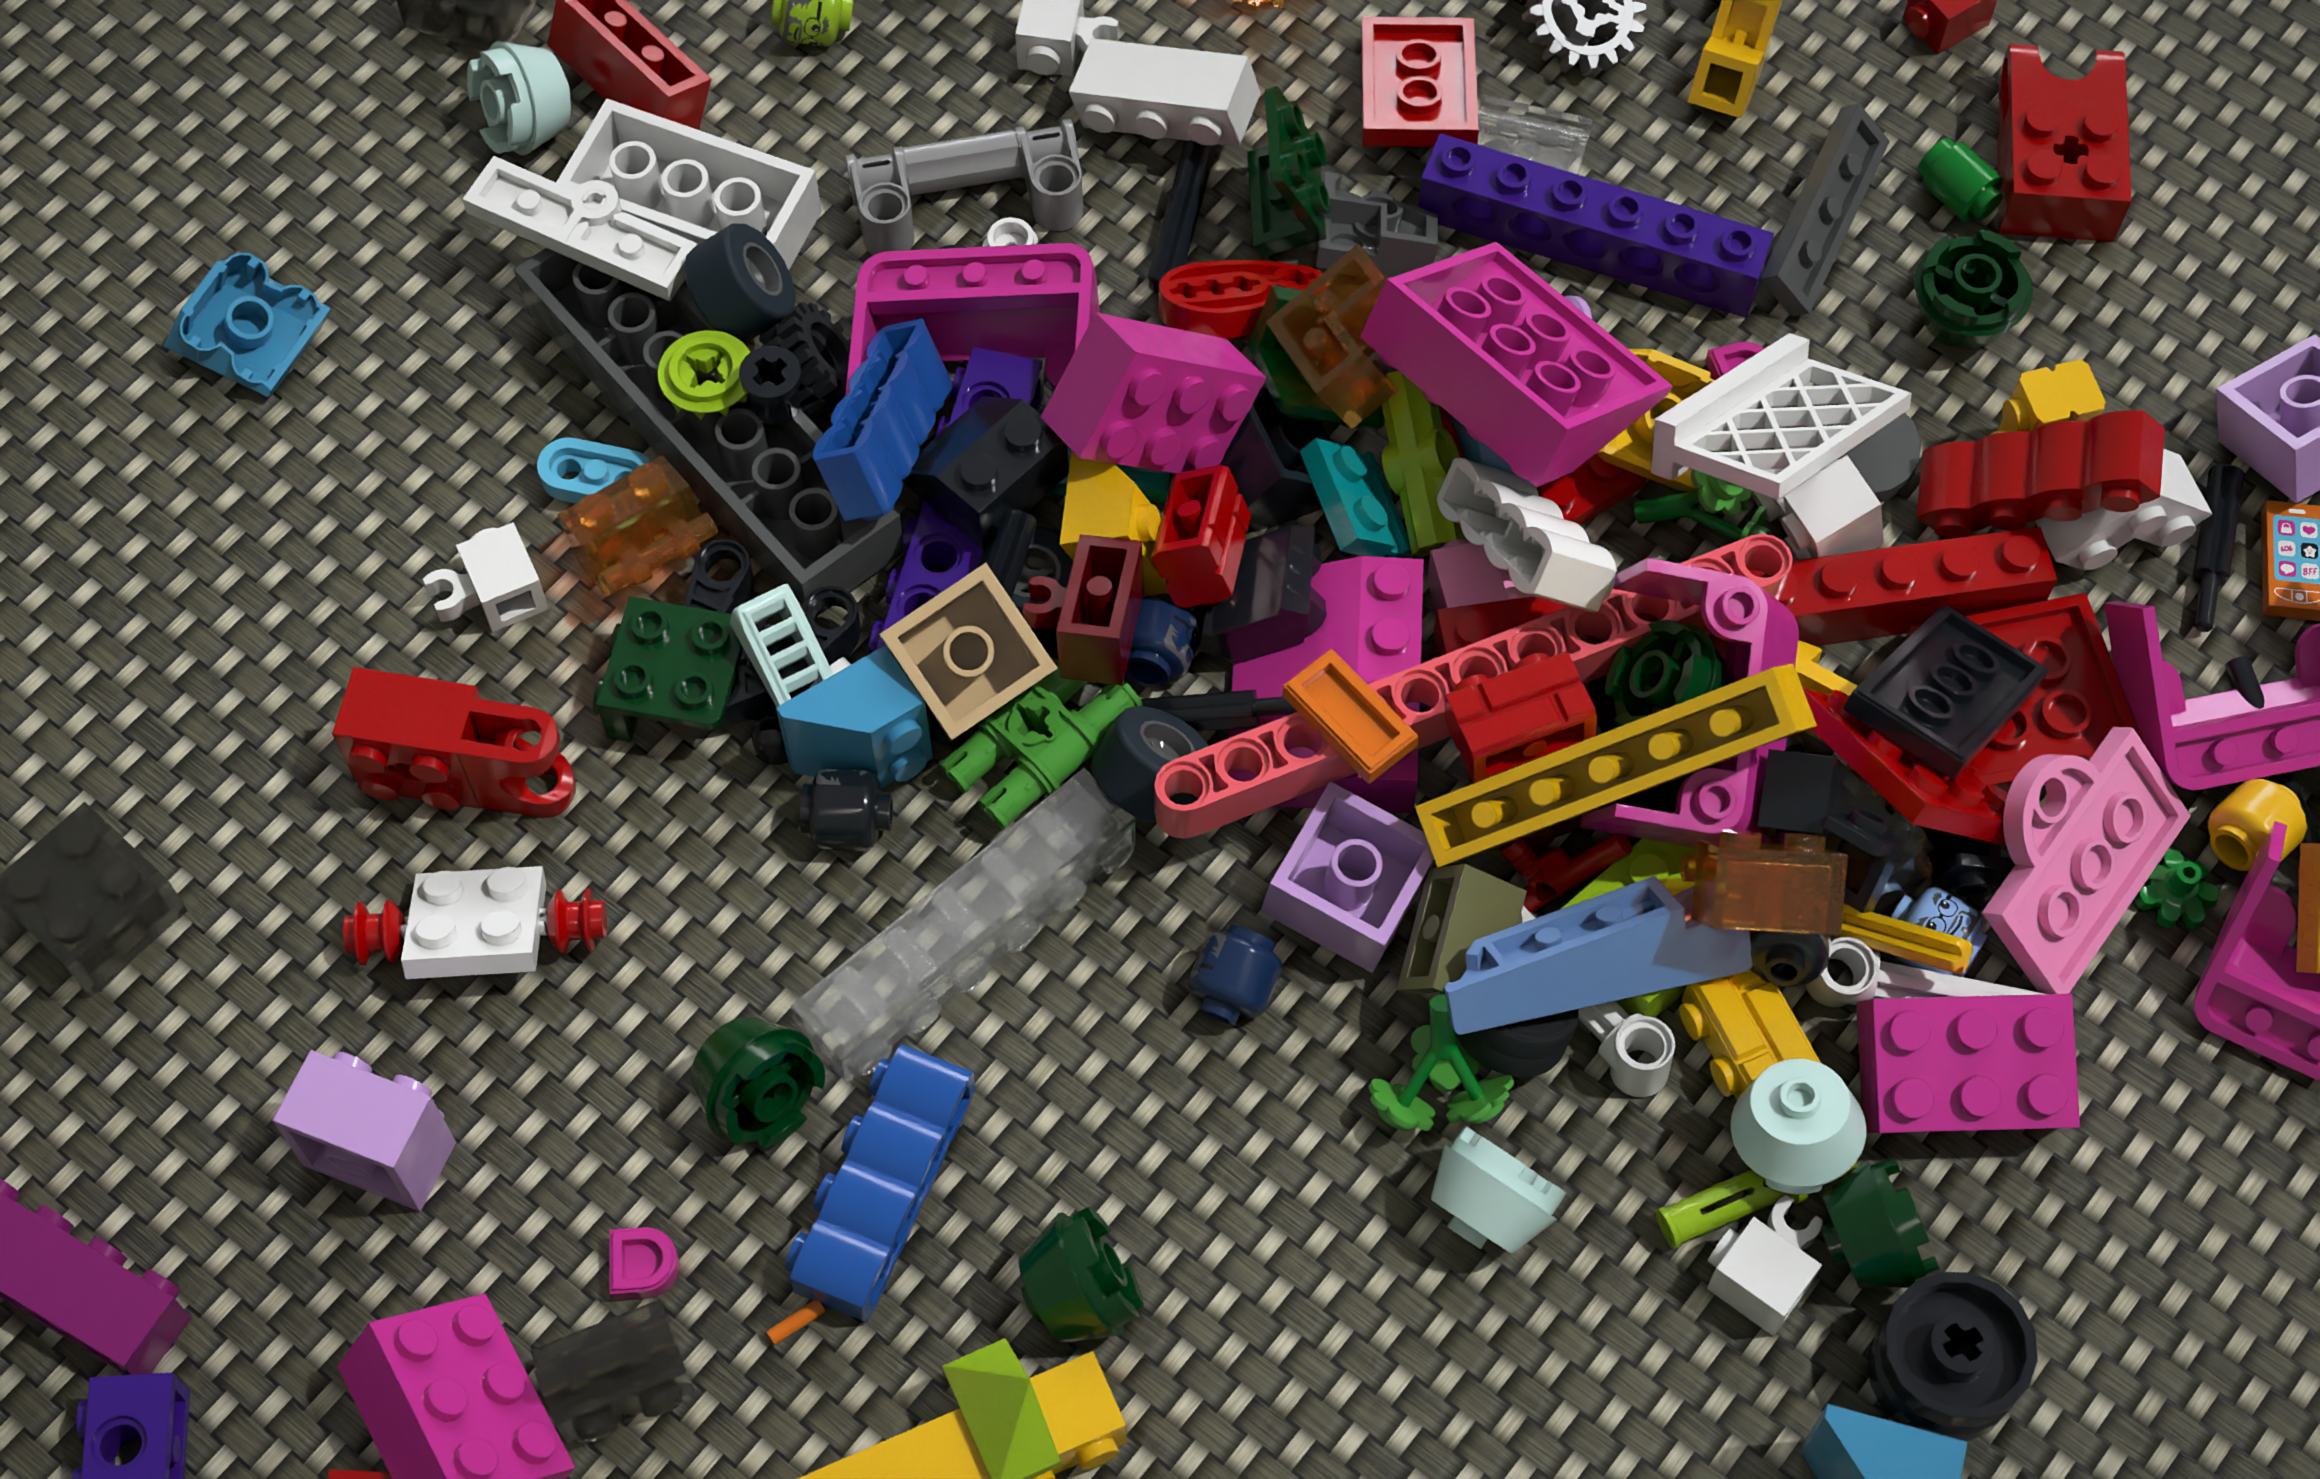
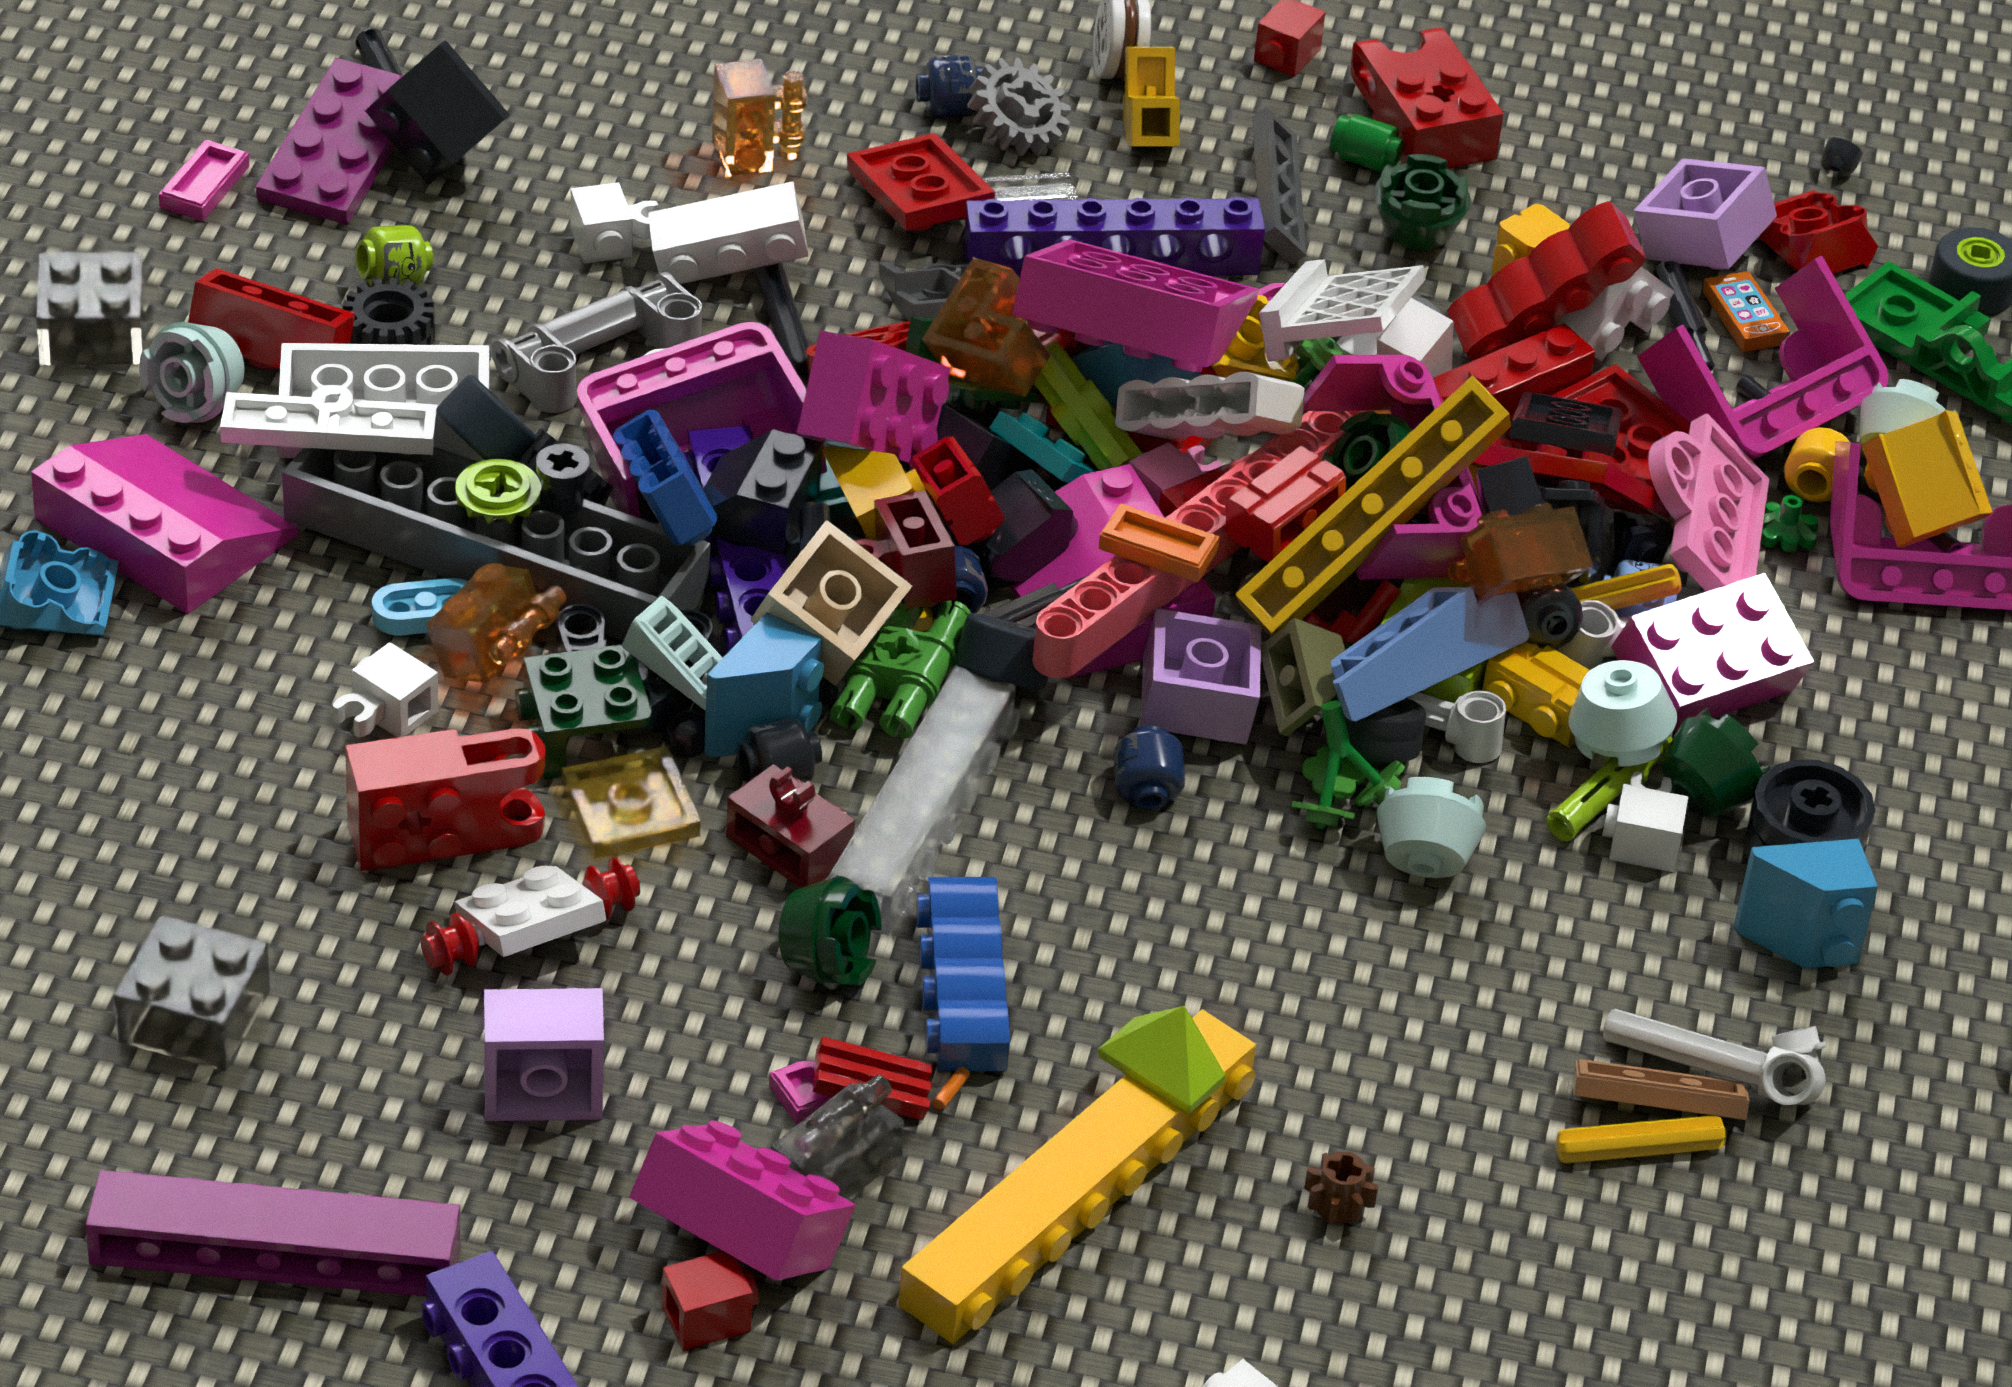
camera: 30 degrees left, 20 degrees down
(405, 263) = (157, 516): none -> dark pink slope
(670, 806) = (630, 802): none -> clear yellow tile
(720, 1262) = (863, 1065): none -> red tile
(758, 64) = (391, 303): none -> black tyre
(805, 907) = (788, 826): none -> dark red brick
(1078, 1280) = (1160, 971): dark green cone -> none
(1286, 180) = (862, 268): dark green bracket -> none

